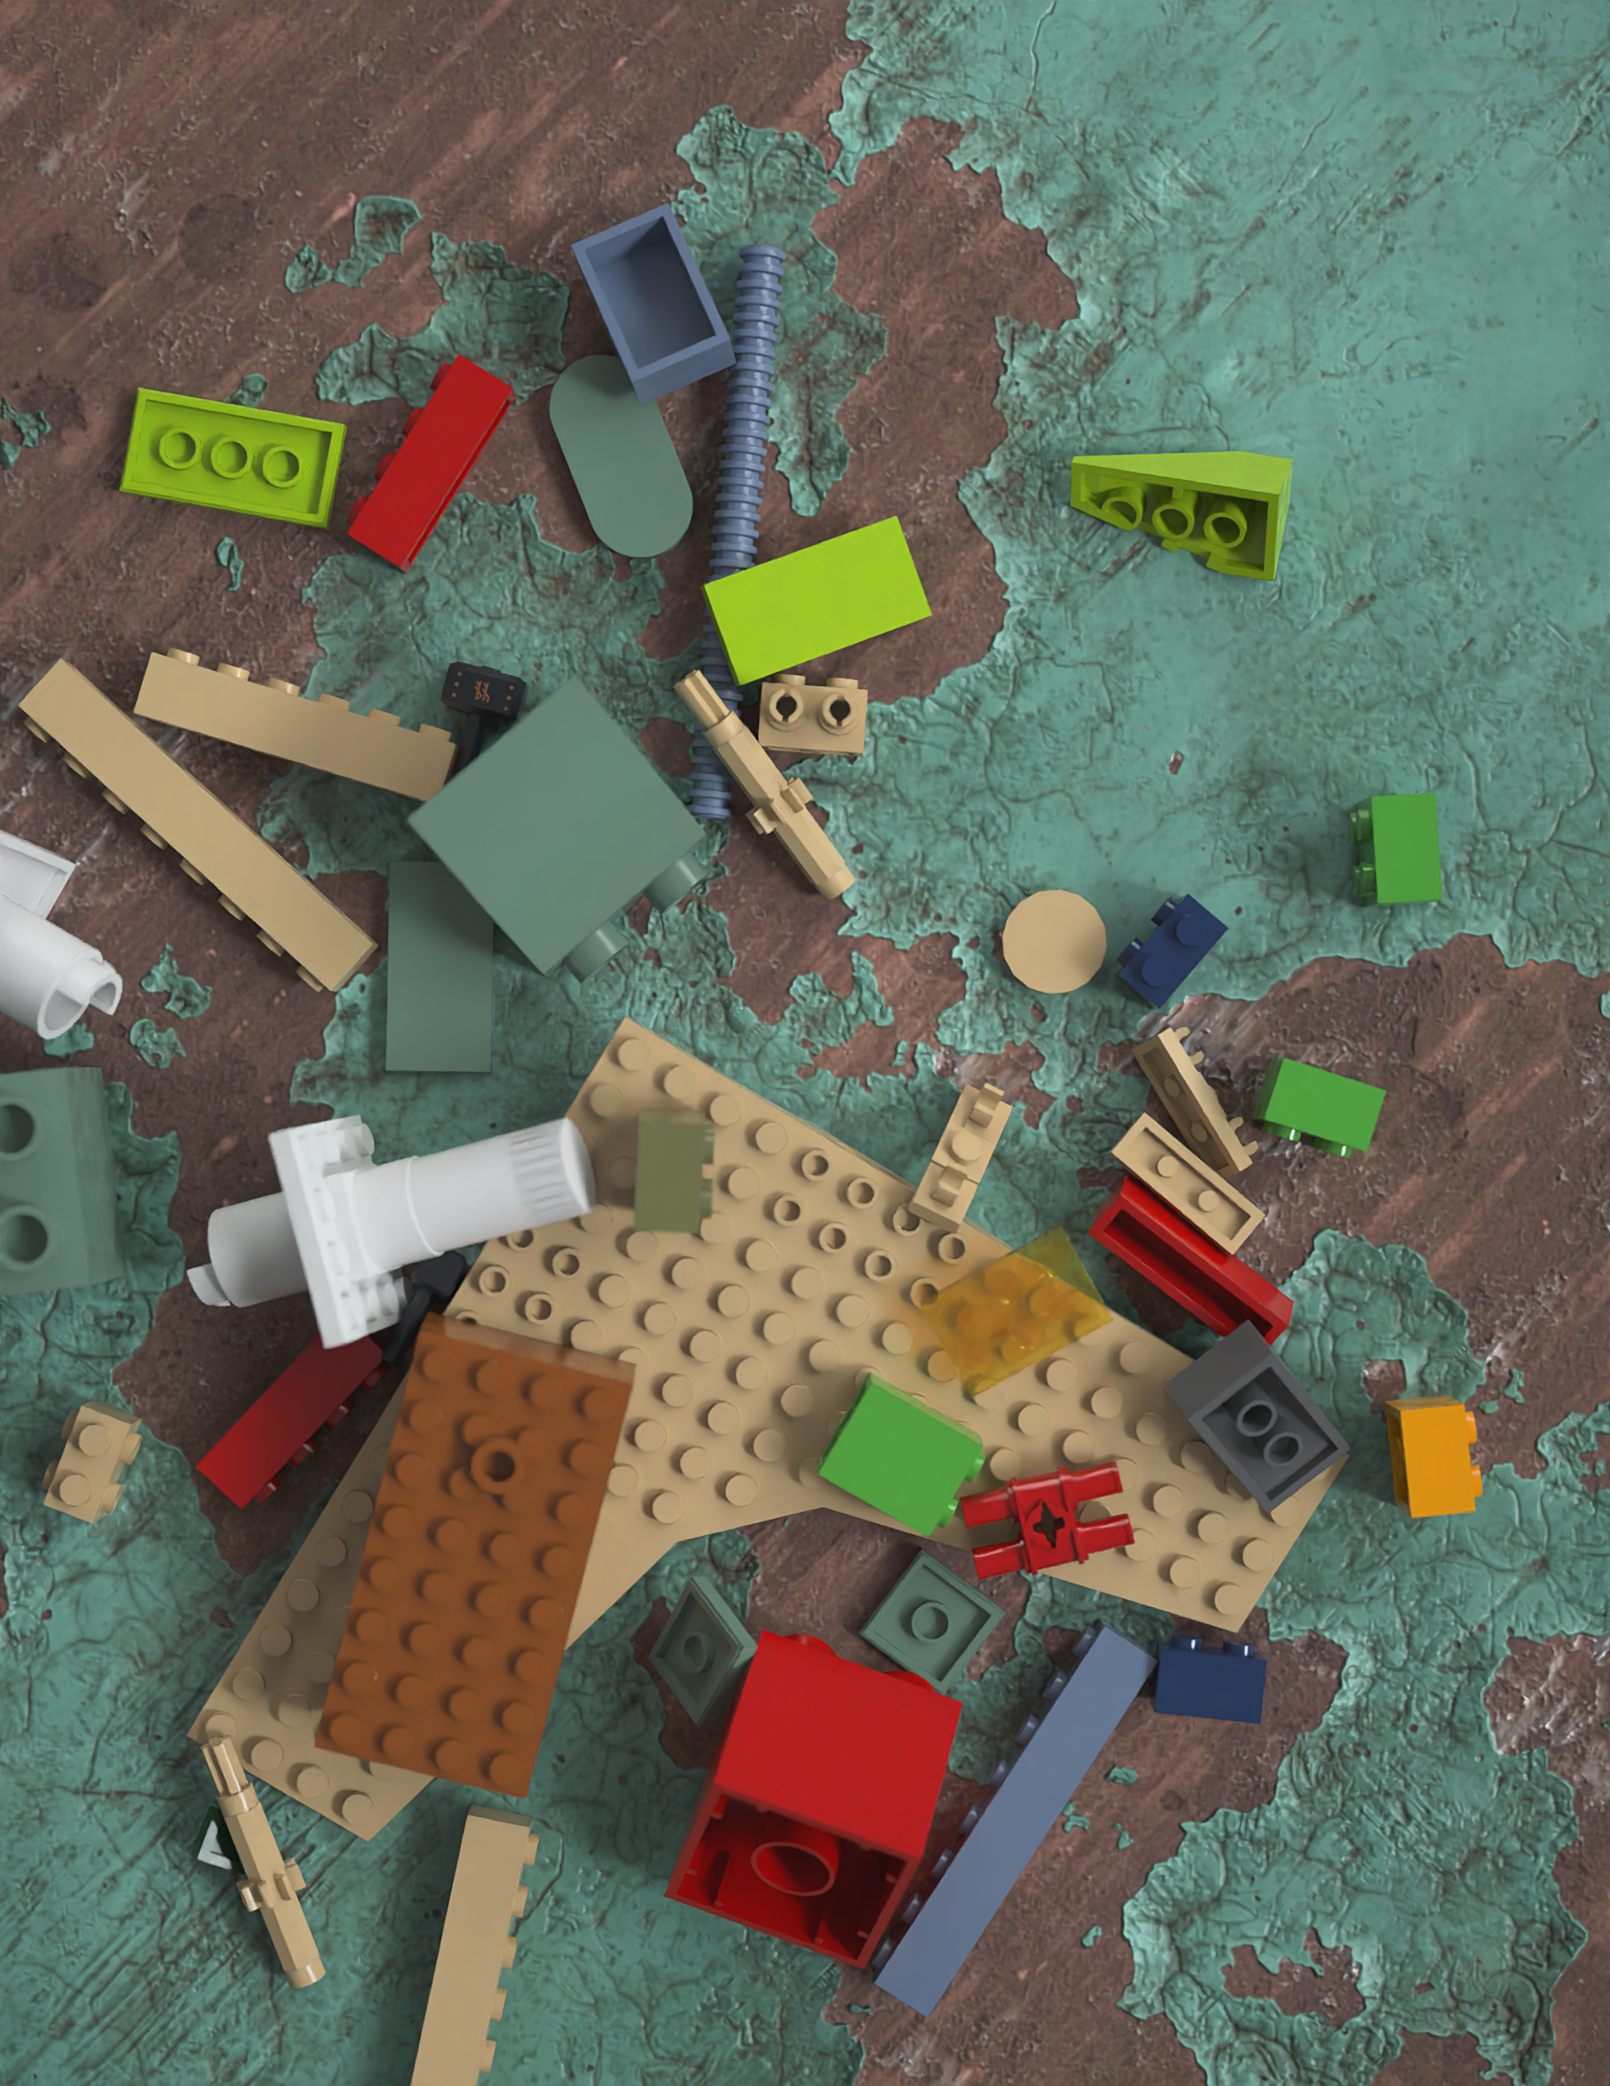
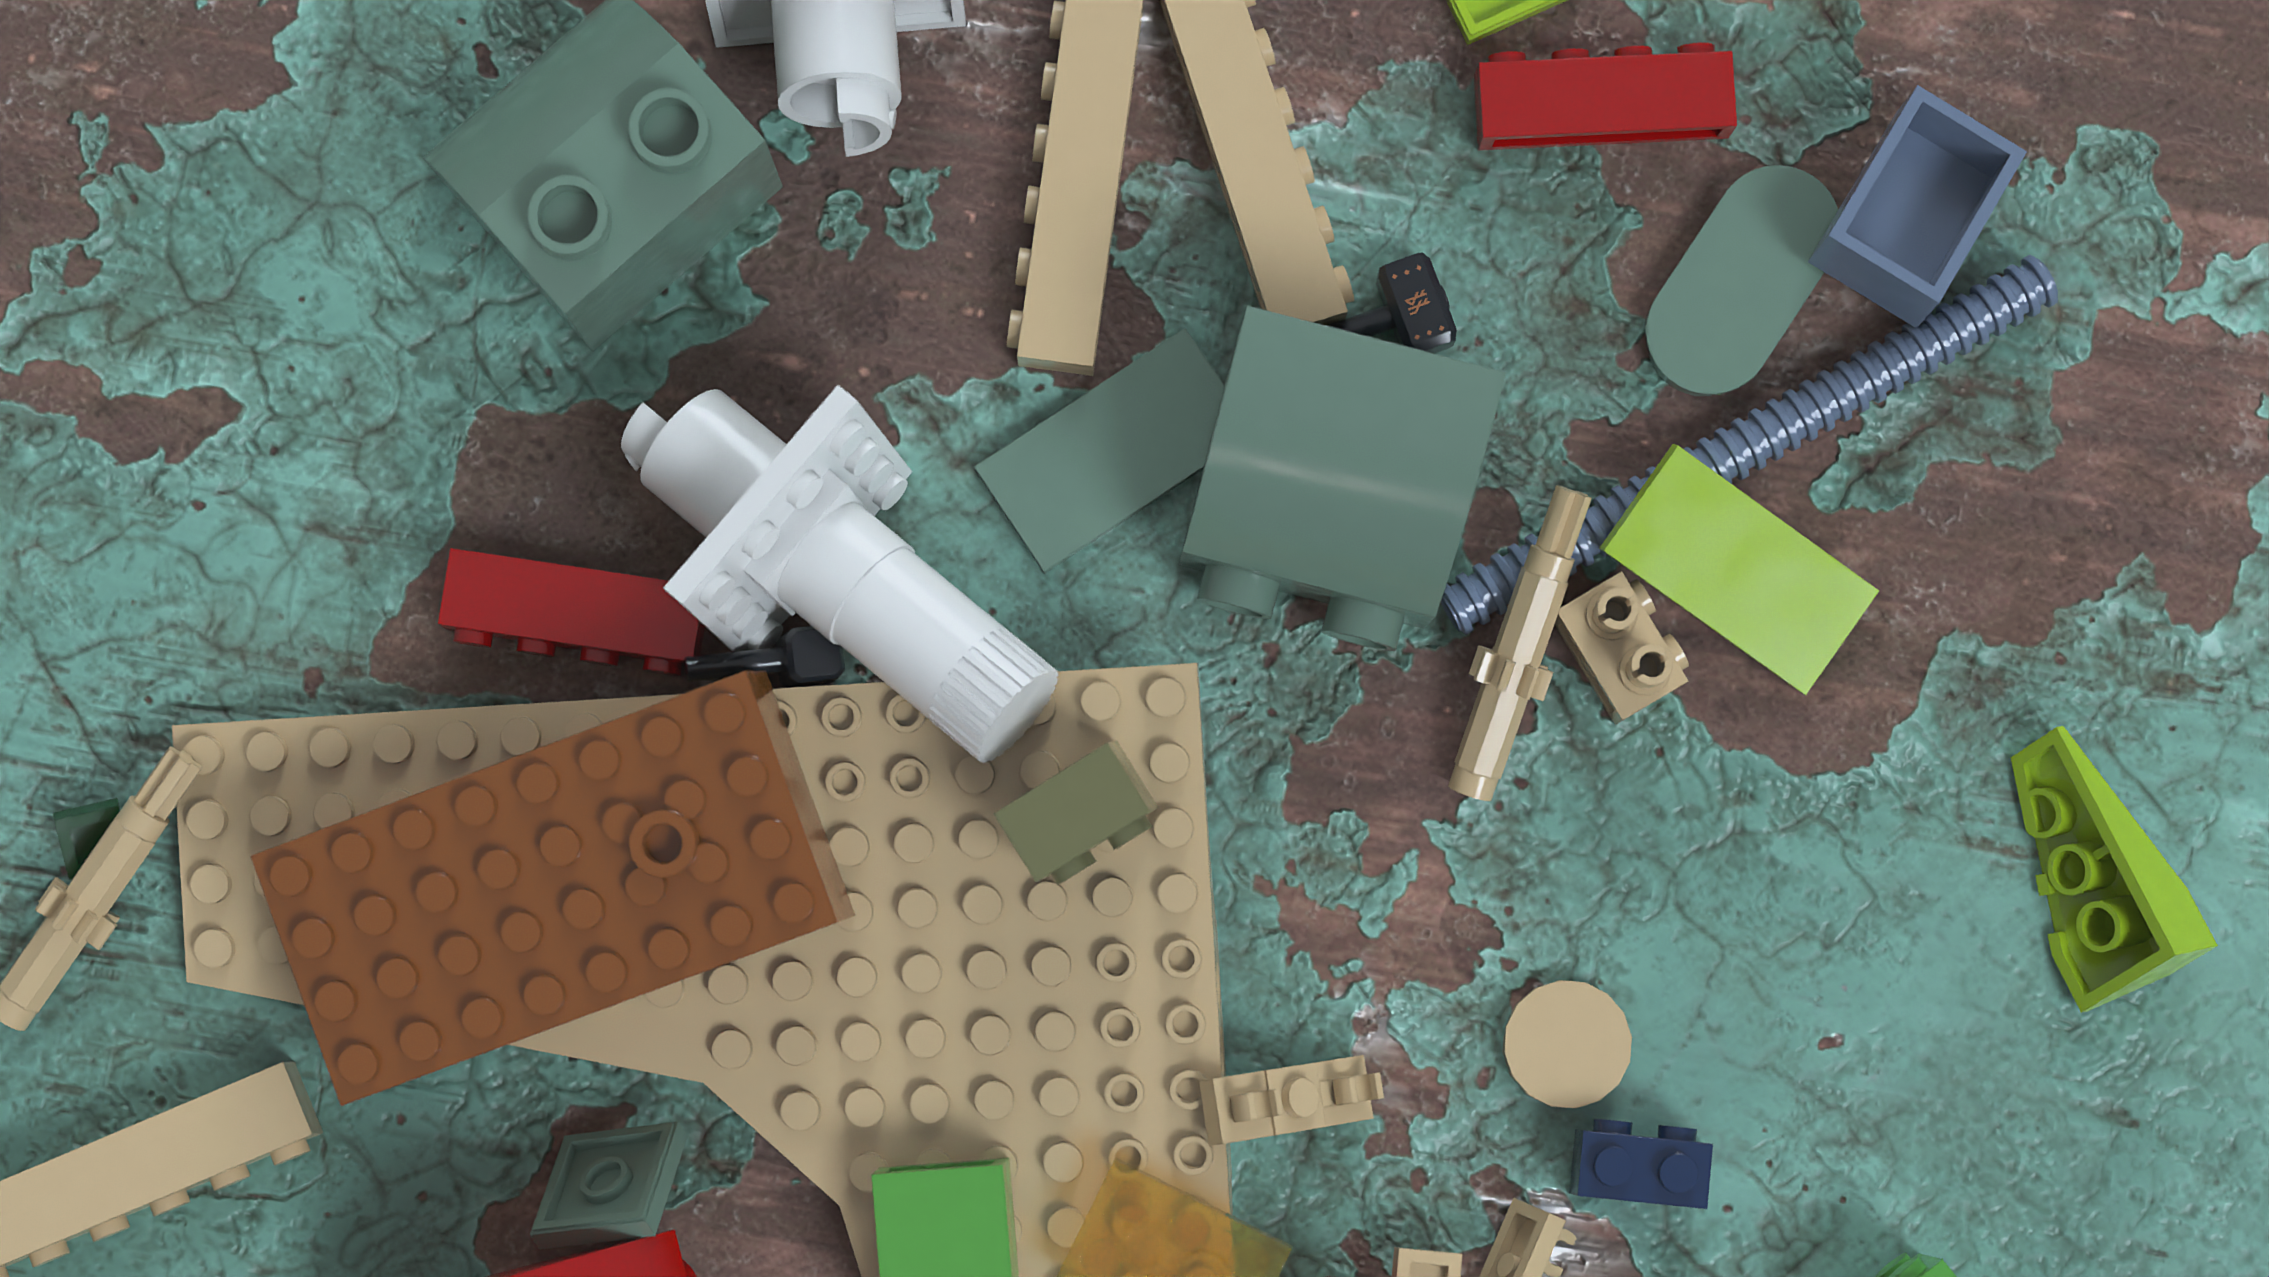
camera: 55 degrees right, 5 degrees down
(96, 1449) = (384, 443): tan brick -> none

